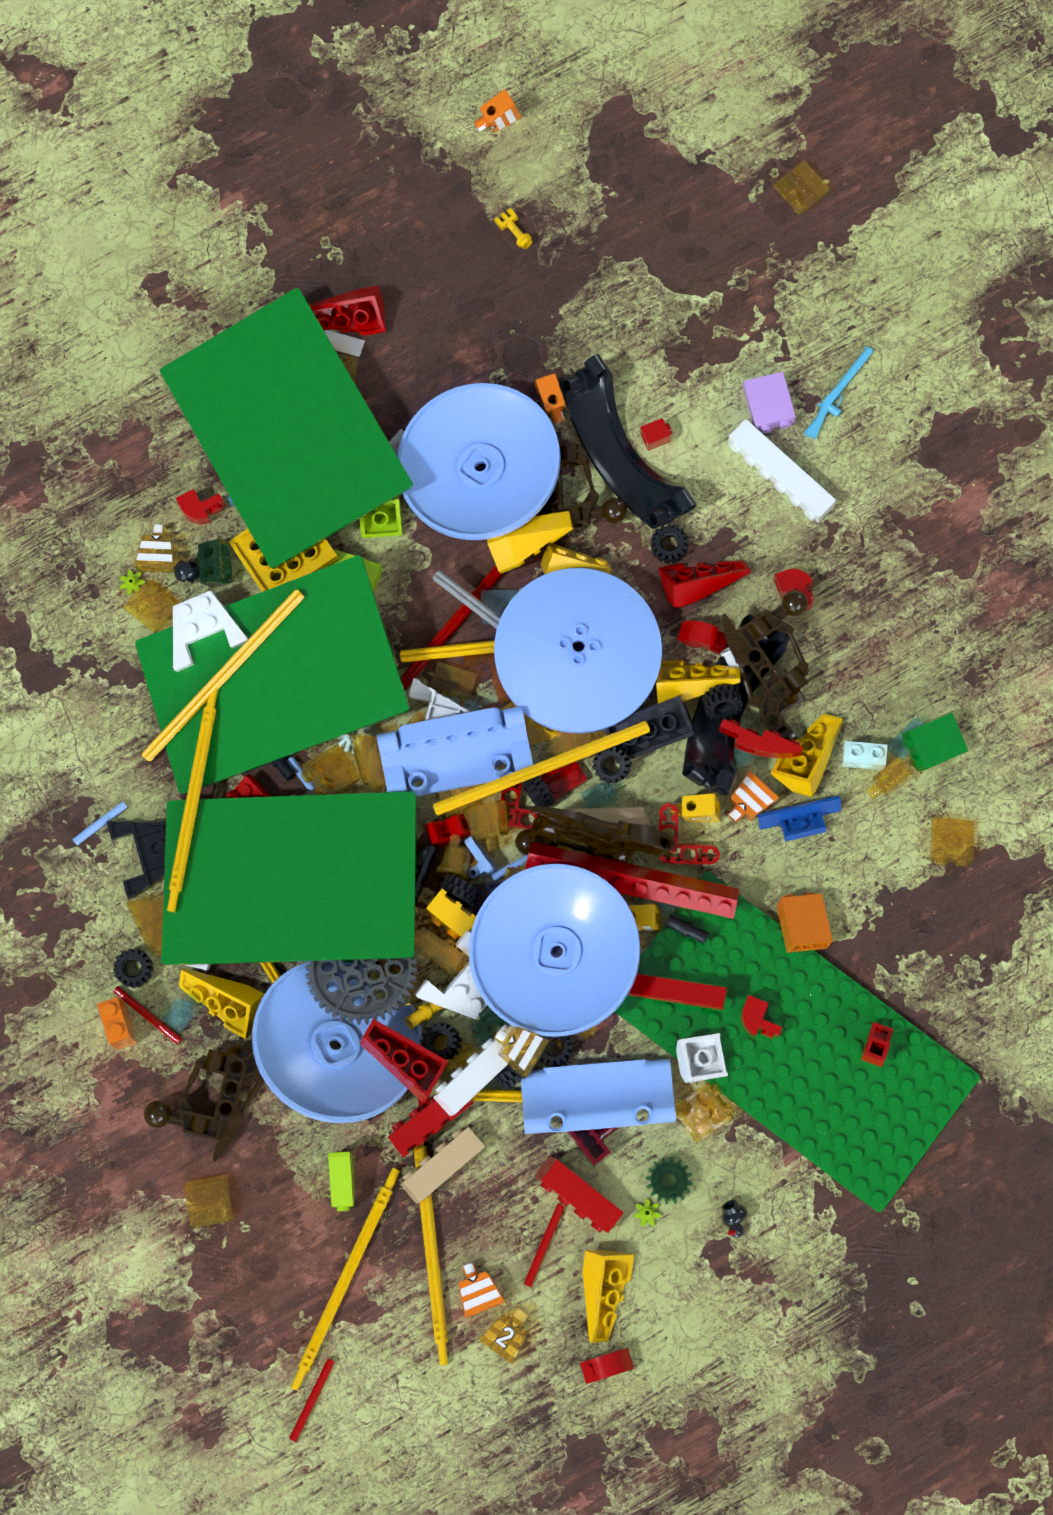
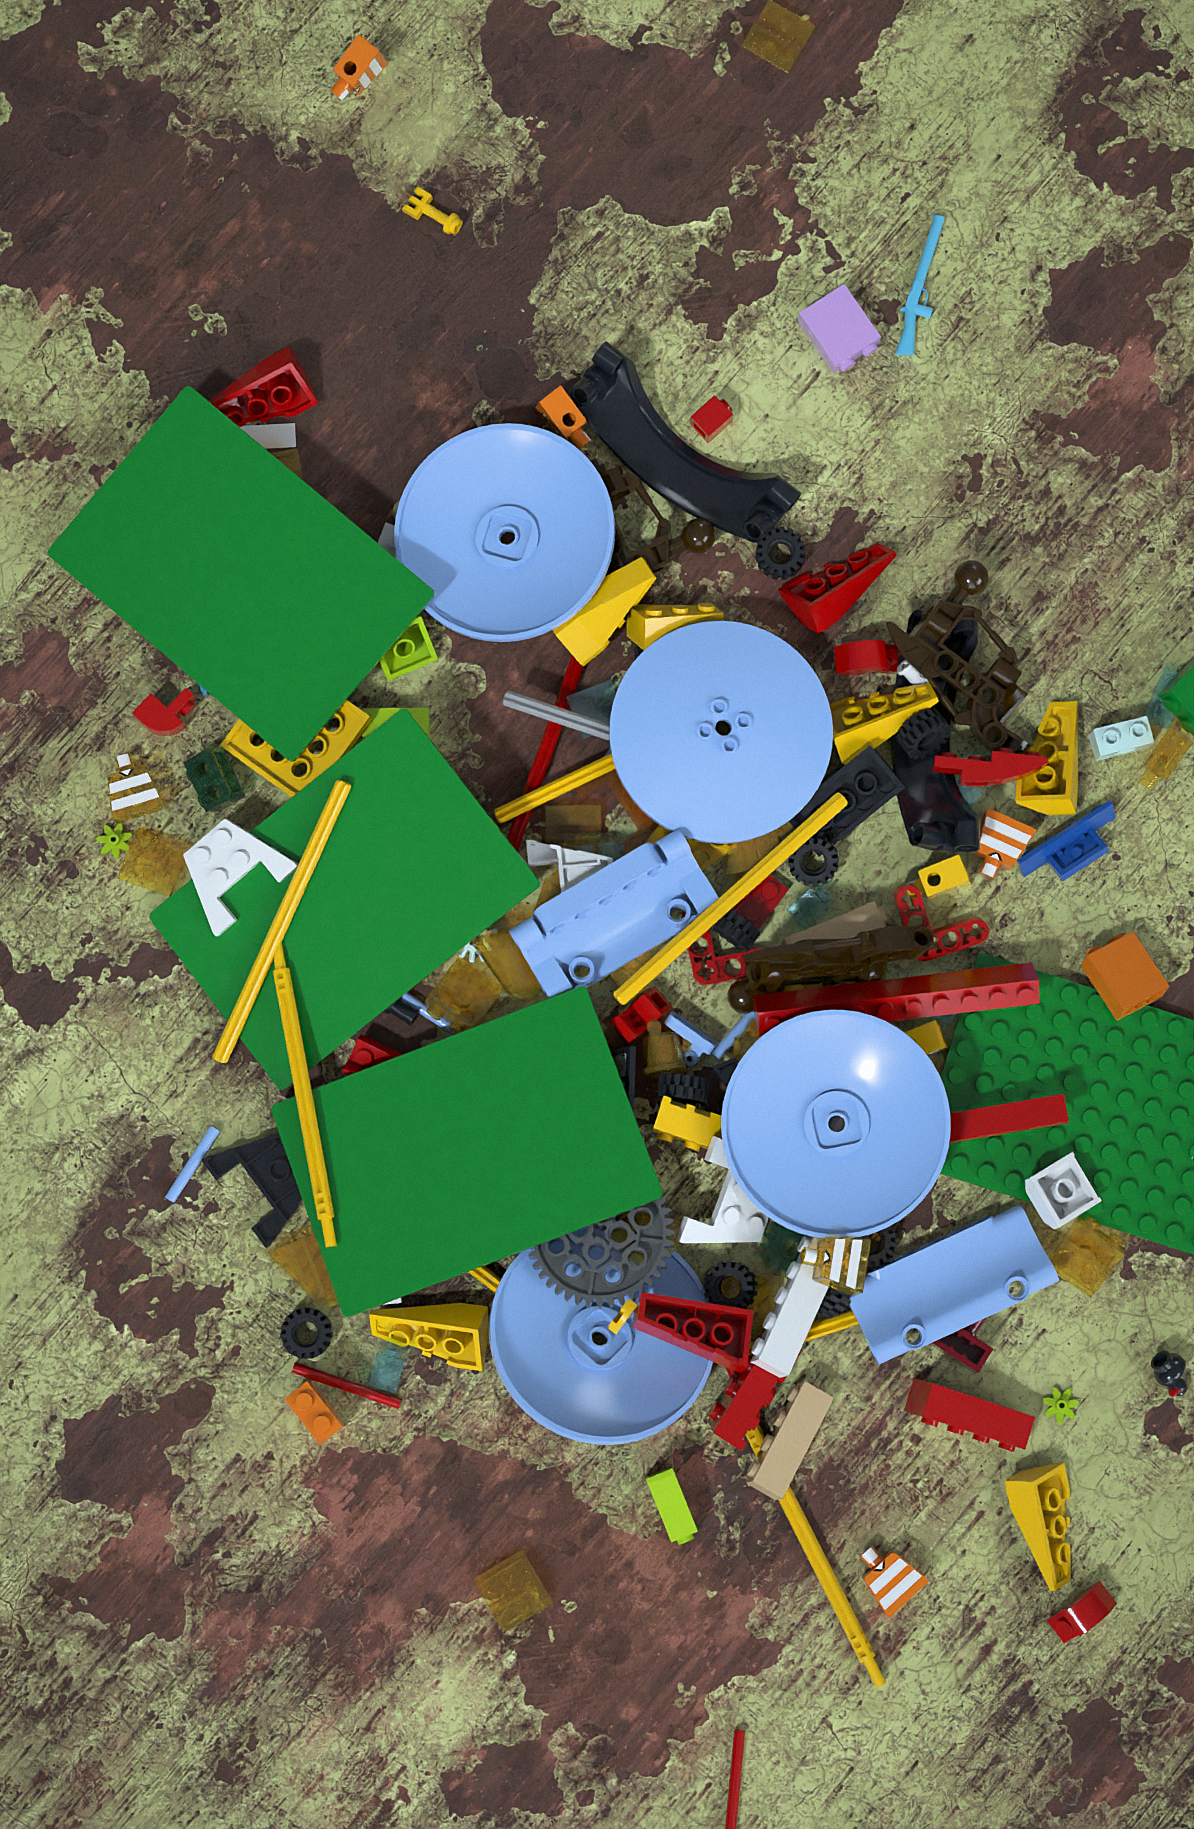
camera: 30 degrees left, 5 degrees up
(186, 571) = (181, 802): black piece -> none
(218, 1126) = (491, 1492): dark brown piece -> none
(345, 1279) = (719, 1625): yellow axle -> none
(359, 1031) = (621, 1318): none -> yellow tile
(423, 1013) = (694, 1259): yellow pin -> none
(439, 952) = (687, 1175): clear yellow brick -> none
(488, 822) = (686, 989): clear yellow torso -> none
(506, 1335) = (945, 1621): clear yellow torso -> none
(544, 1245) = (949, 1492): red bar -> none
(675, 1170) = (1089, 1359): clear green gear -> none
(687, 929) = (985, 1036): black pin -> none
(753, 1020) = (1105, 1117): red brick -> none
(782, 471) = (886, 412): white brick -> none
(794, 580) = (953, 548): red brick -> none

